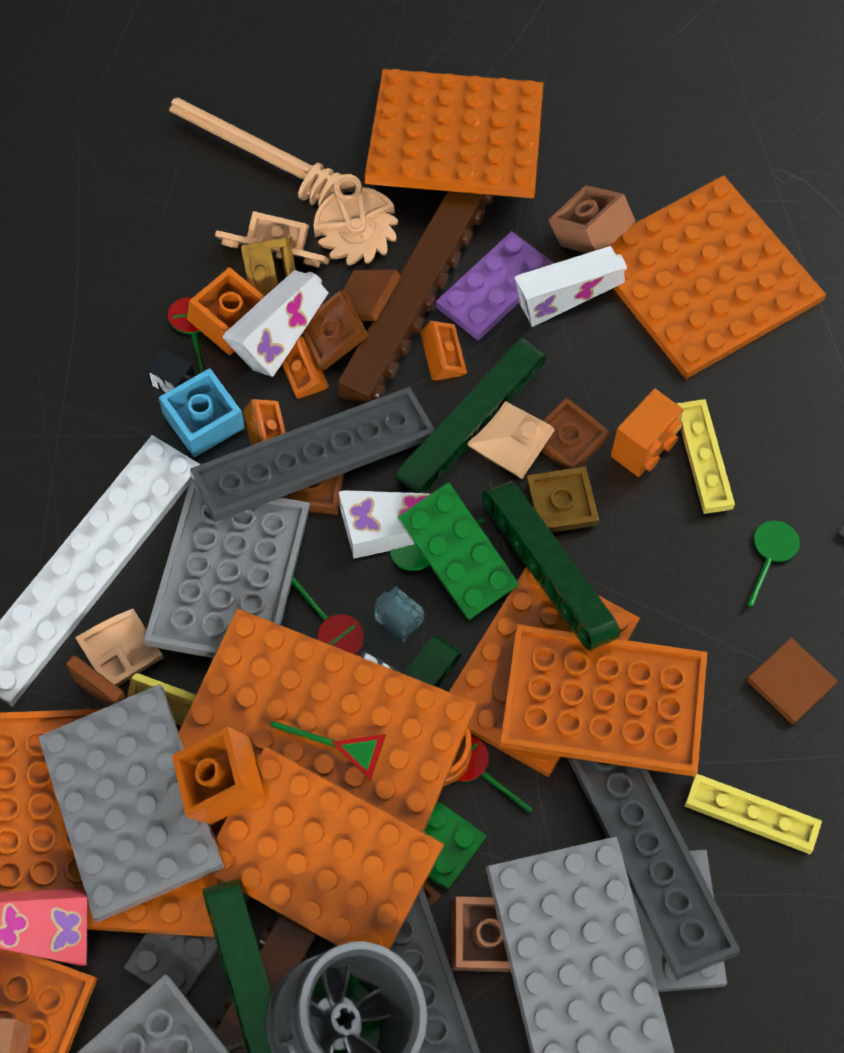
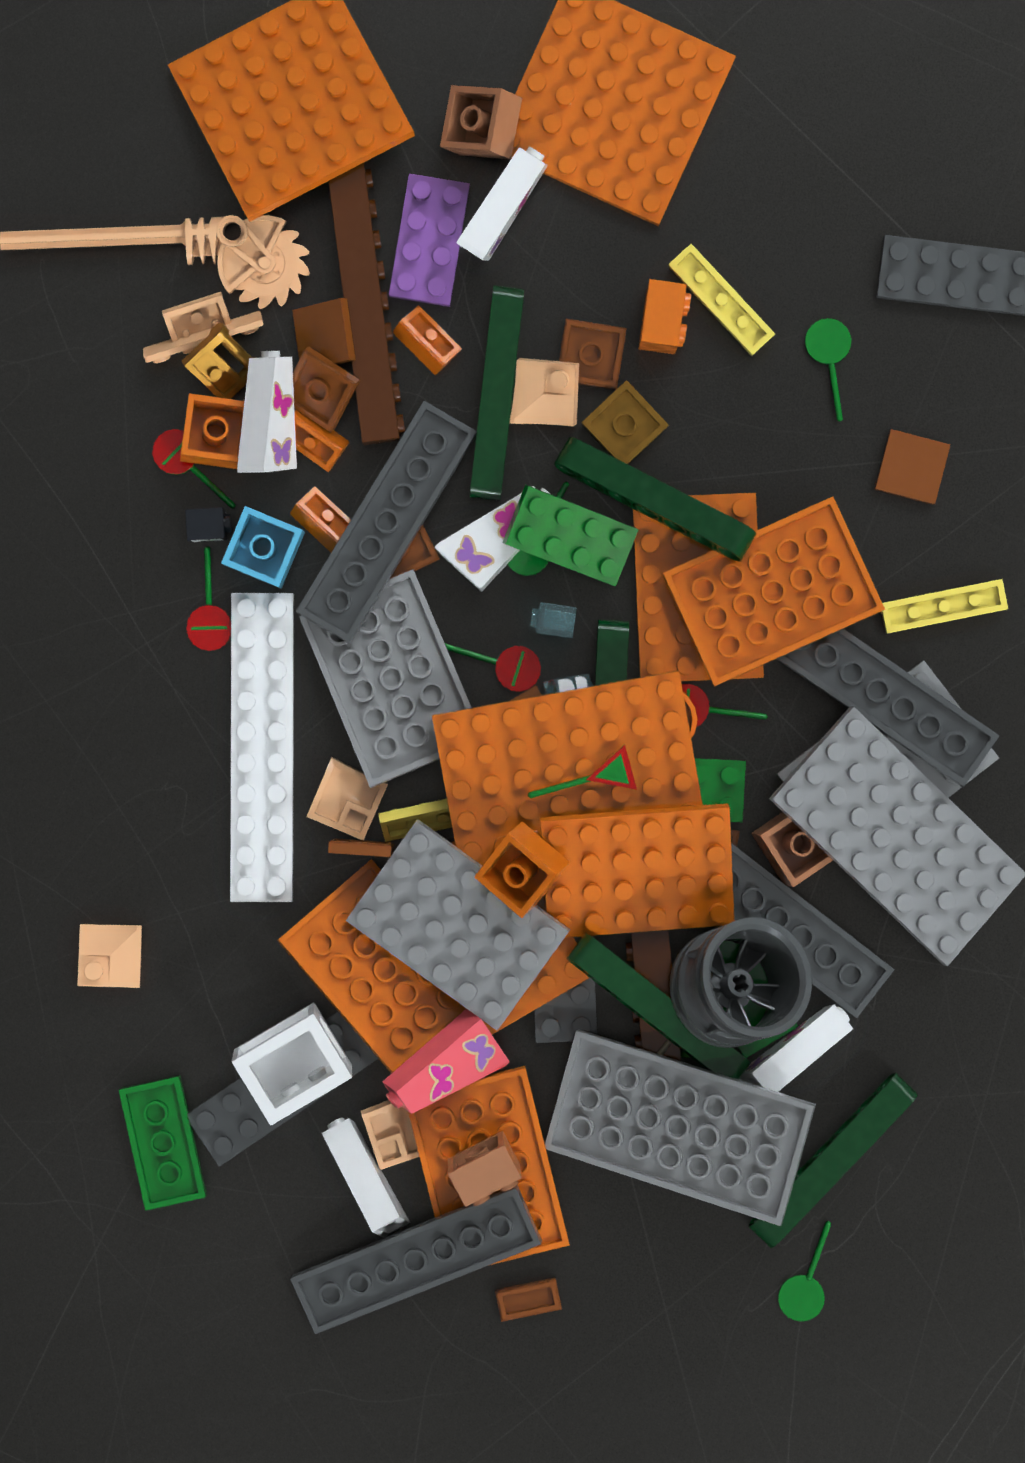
camera: 30 degrees left, 25 degrees up
(117, 449) = (209, 625): none -> red piece

